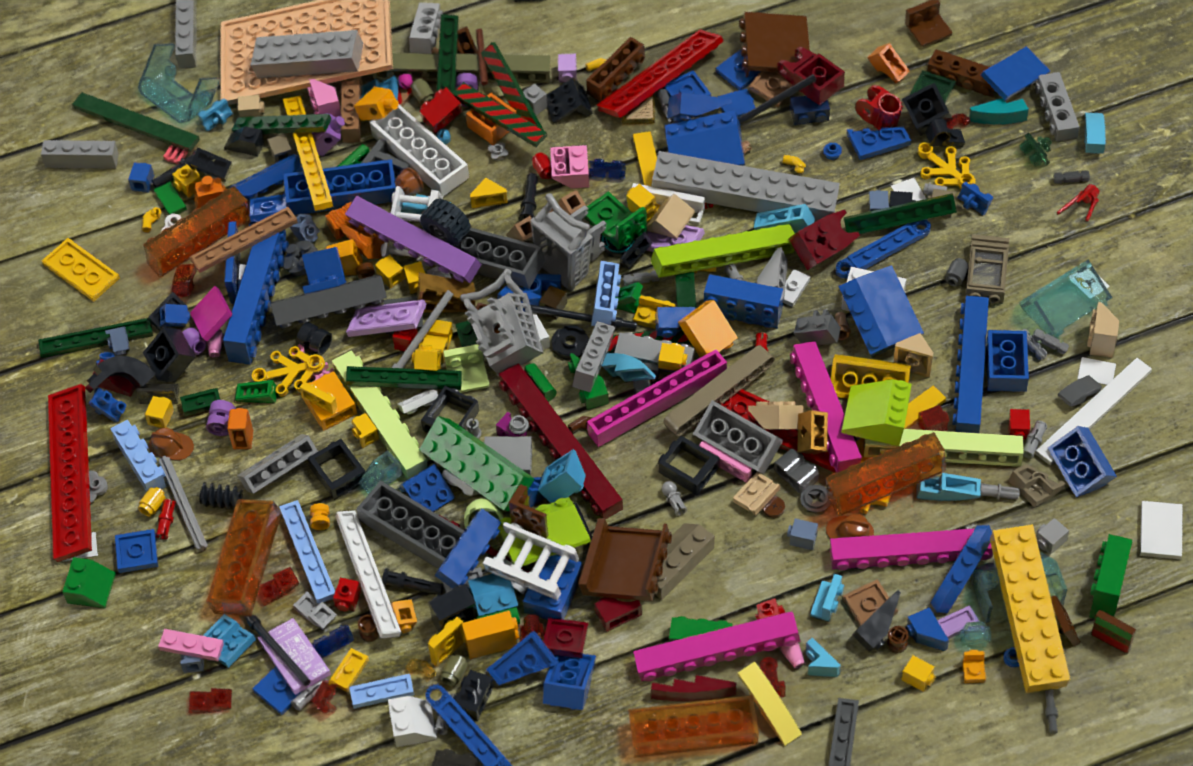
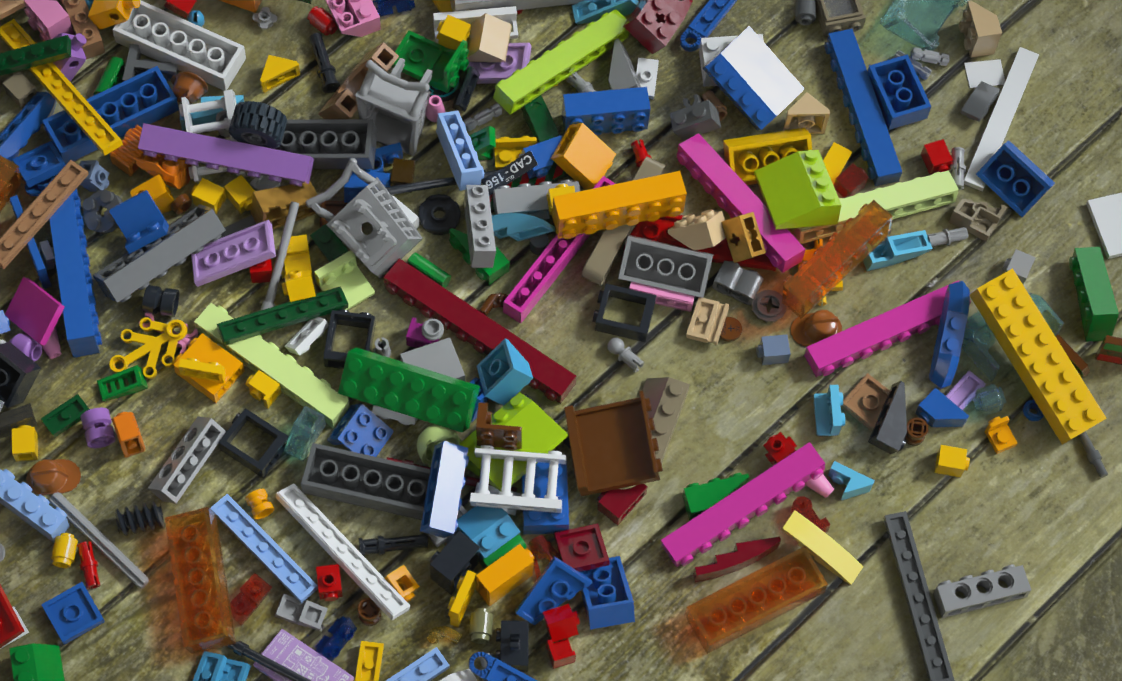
camera: 30 degrees left, 10 degrees up
(509, 714) = (560, 653): none -> red panel
(520, 689) = (561, 622): none -> red brick
(602, 255) = (434, 107): none -> bright pink cone
(641, 323) = (510, 172): none -> black sticker
(713, 371) = (619, 205): none -> light orange brick

